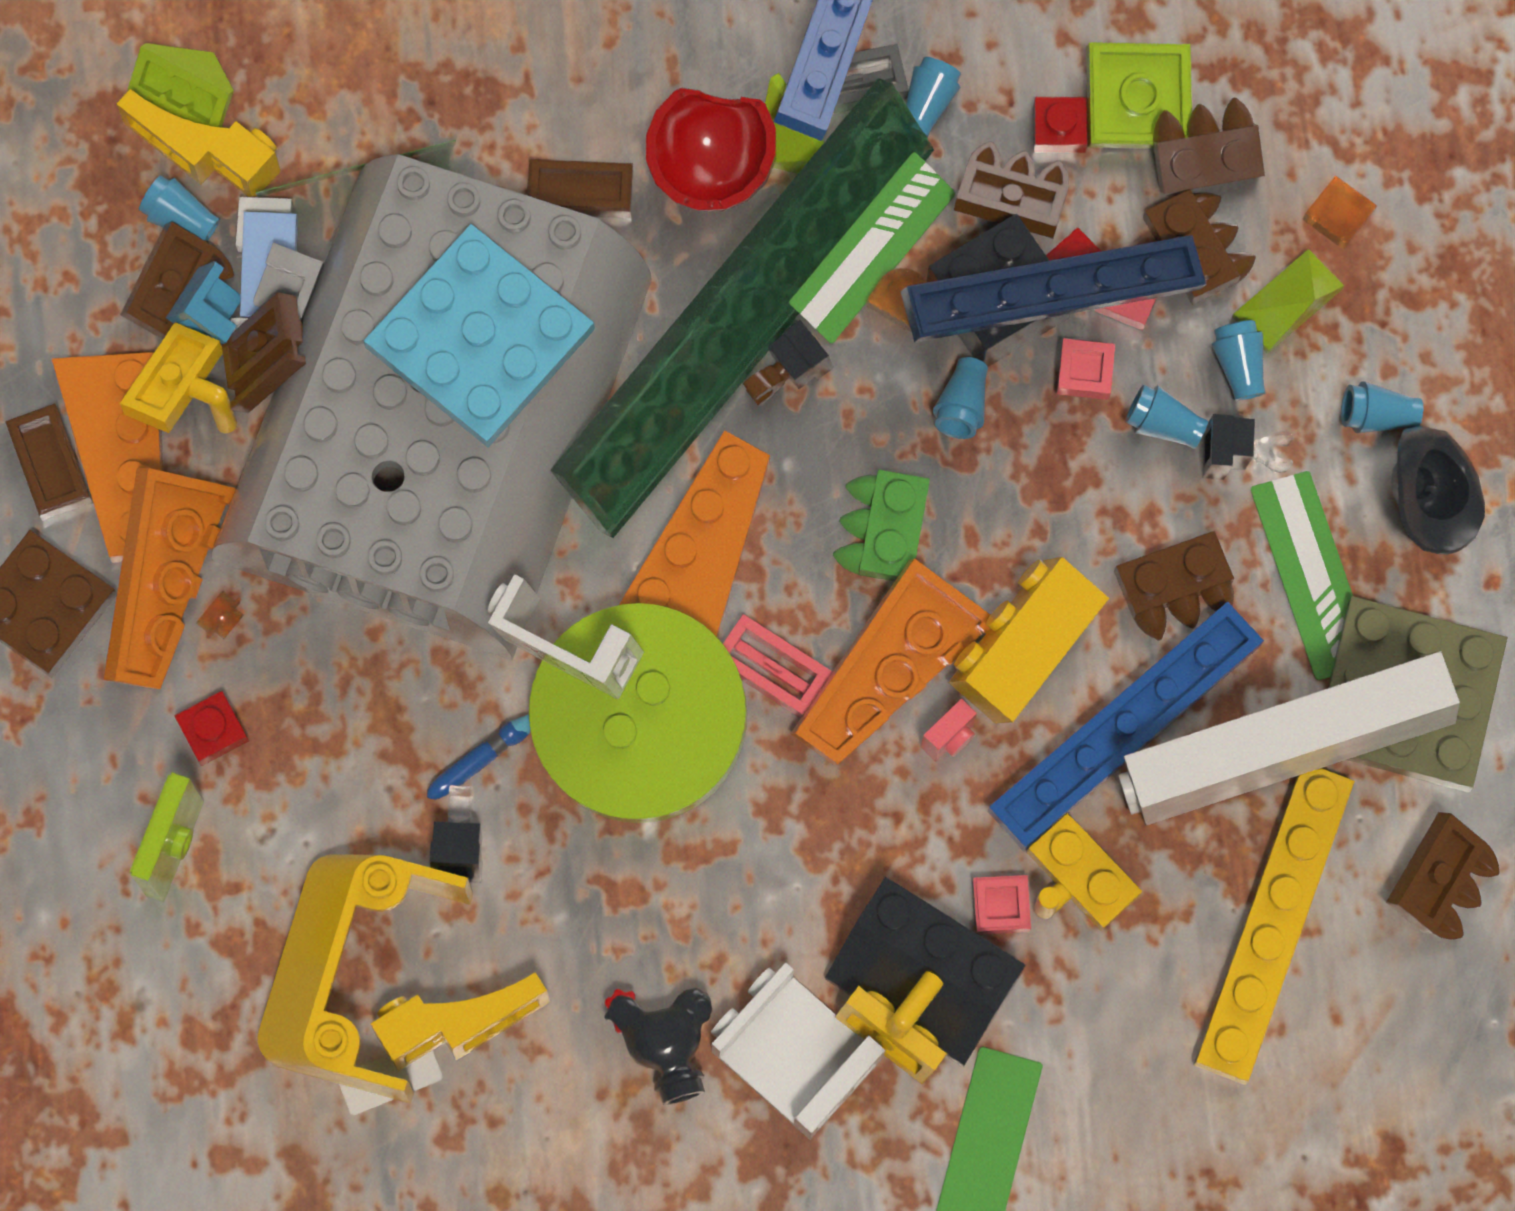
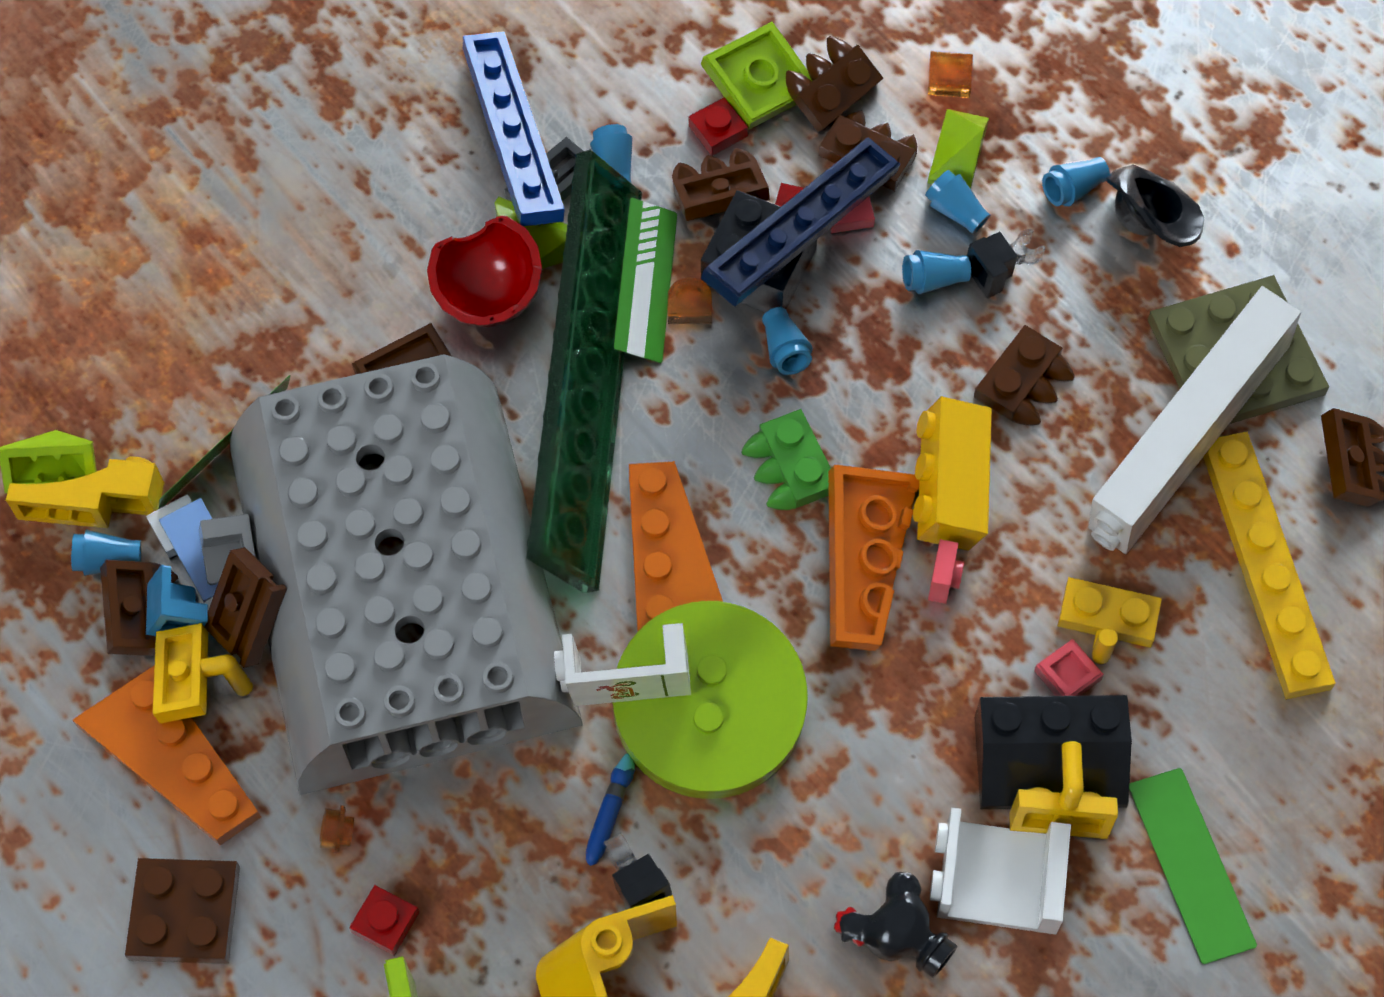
camera: 30 degrees left, 10 degrees down
(48, 462) = (119, 799): reddish brown tile -> none
(164, 550) = (261, 810): orange wing -> none
(479, 335) = (412, 484): medium azure plate -> none
(785, 650) = (789, 591): coral tile -> none
(796, 357) = (646, 382): black piece -> none
(1086, 369) = (856, 271): coral plate -> none
(1125, 726) = (1063, 495): blue plate -> none
(1306, 564) = (1100, 312): bright green sticker -> none

